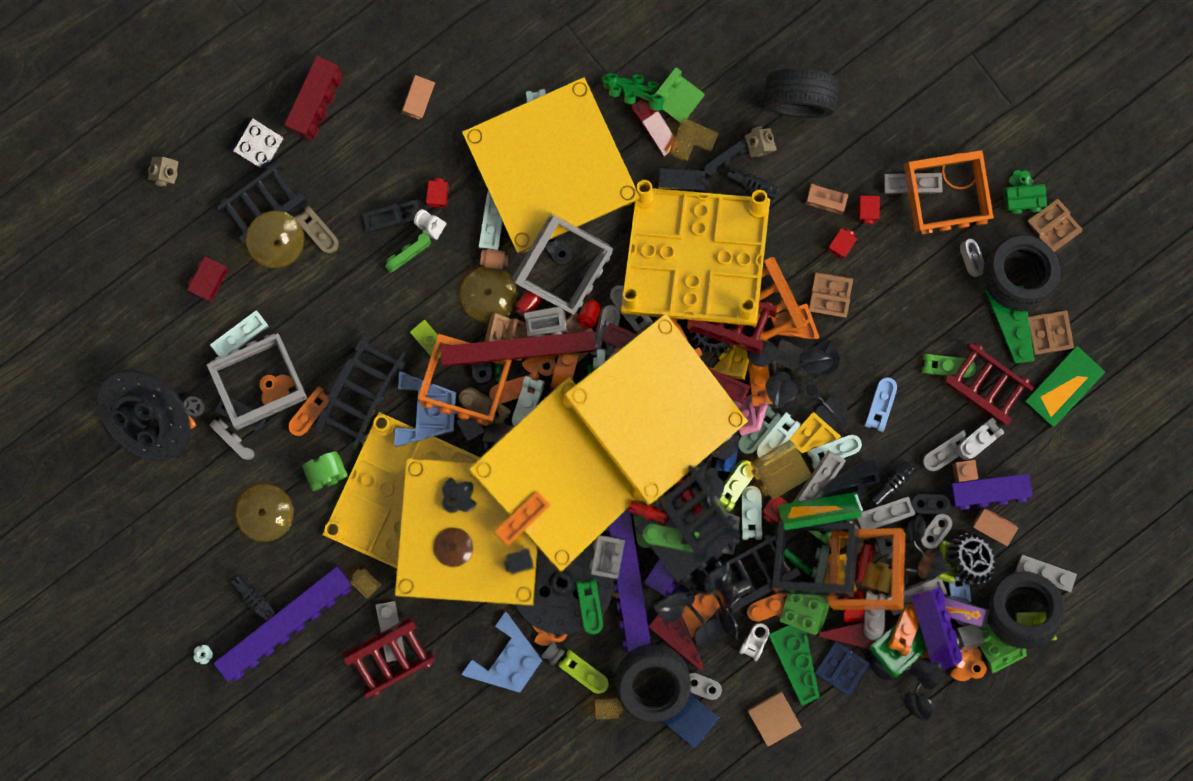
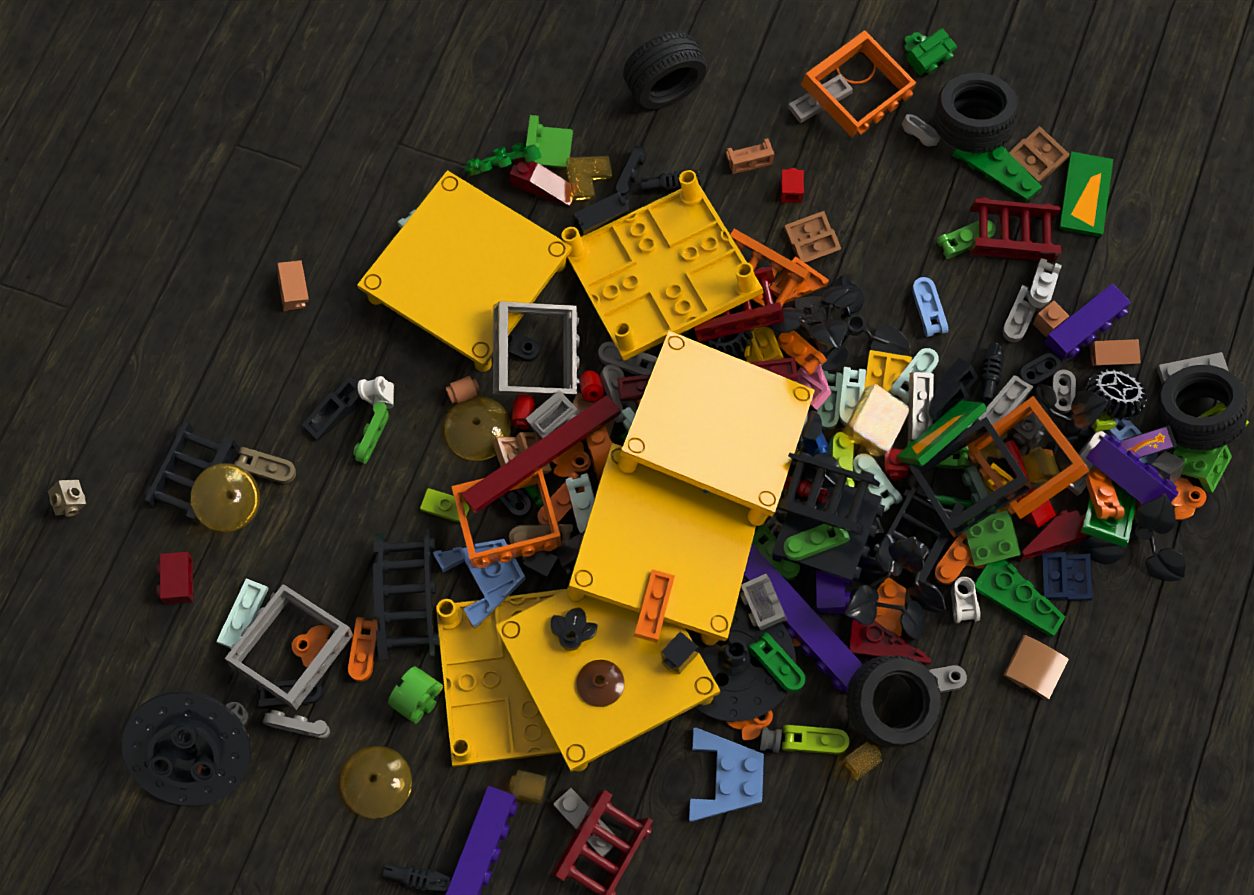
camera: 30 degrees left, 15 degrees down
(255, 142) = (149, 418): bracket -> none
(314, 99) = (187, 341): dark red brick -> none
(437, 193) = (367, 361): red brick -> none
(491, 226) = (439, 359): light aqua plate -> none
(648, 512) = (777, 528): red pin -> none
(693, 721) = (958, 721): dark blue slope -> none
(760, 142) = (654, 139): dark tan brick -> none
(868, 209) = (795, 142): red brick -> none
(874, 619) = (1067, 507): light grey plate -> none
(1054, 225) = (974, 58): medium nougat slope -> none

